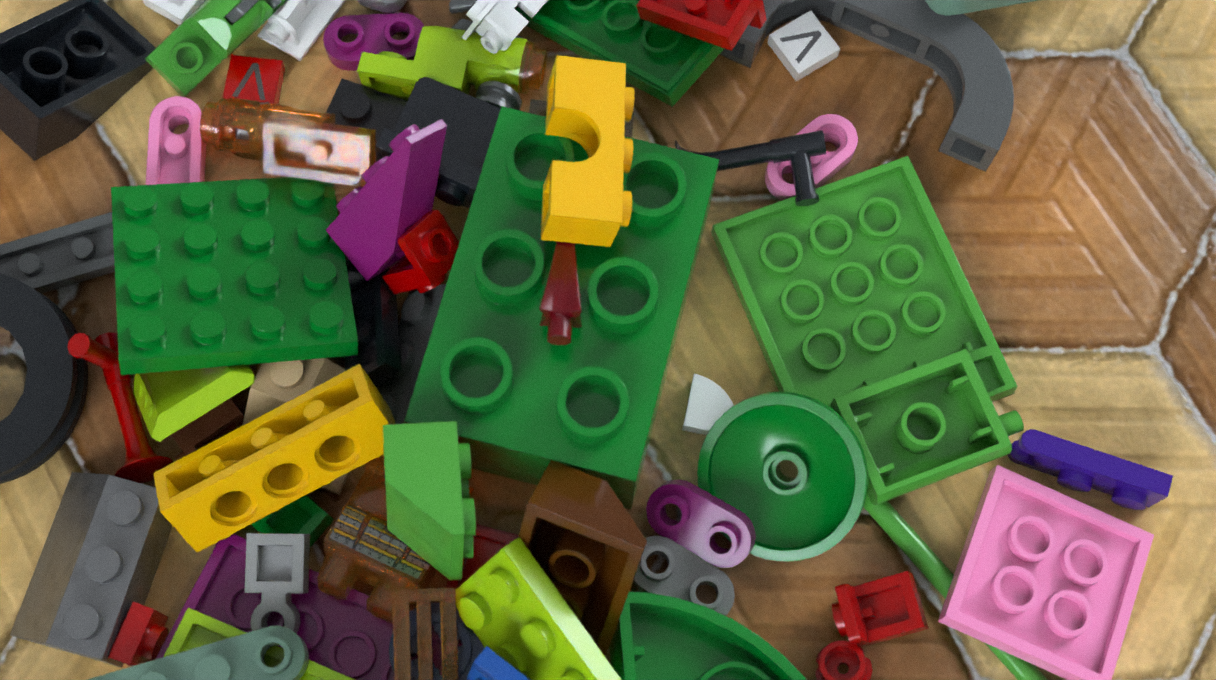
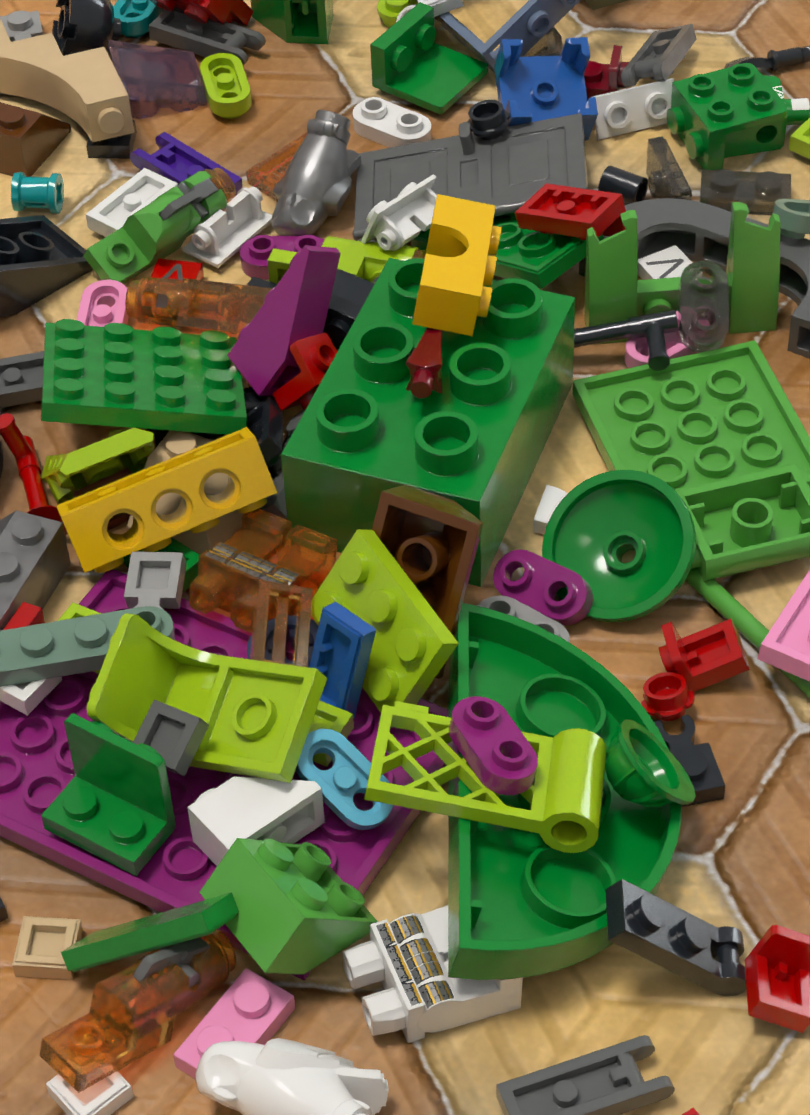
camera: 10 degrees right, 25 degrees down
(430, 493) = (296, 508): bright green slope -> none
(852, 119) = (703, 302): none -> clear smoke plate
(895, 91) = (751, 269): none -> bright green wedge

